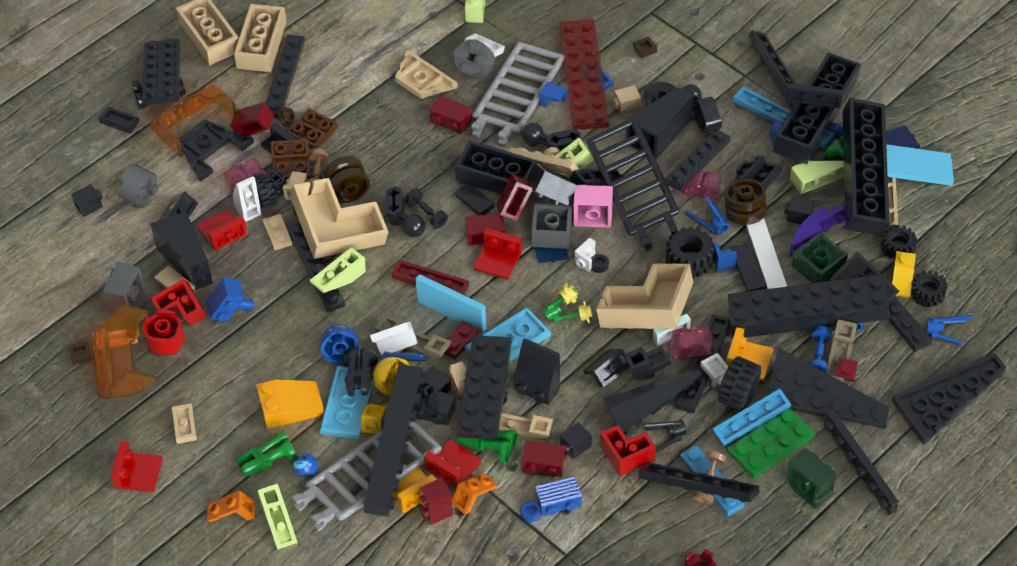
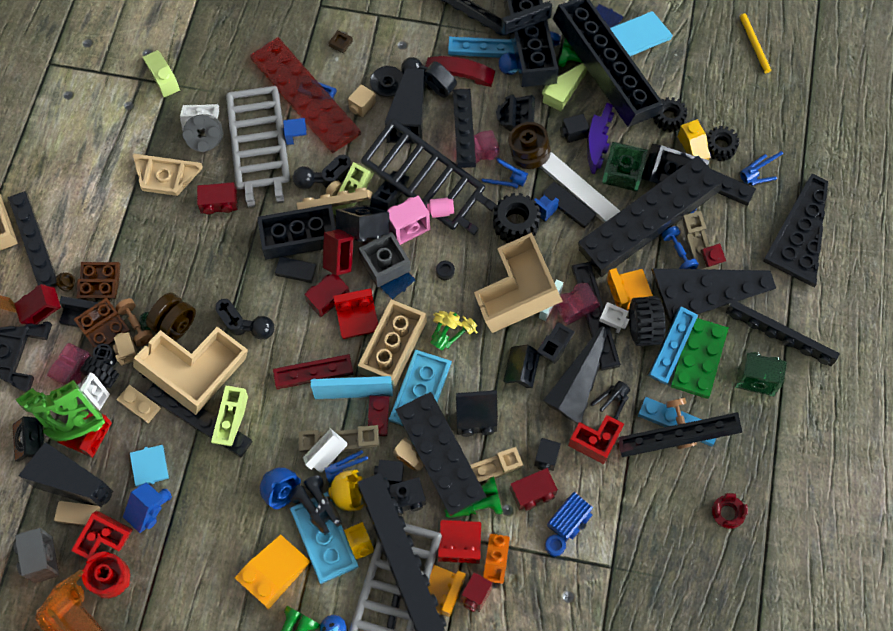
camera: 35 degrees left, 15 degrees up
(202, 182) = (65, 396): none -> bright green fence
(254, 279) = (149, 465): none -> medium azure piece
(414, 197) = (241, 300): black wheel -> none
(511, 289) = (392, 342): none -> tan brick
(584, 254) = (429, 273): white bracket -> none
(627, 208) = (440, 207): none -> bright pink brick
(740, 119) = (465, 68): none -> dark red slope

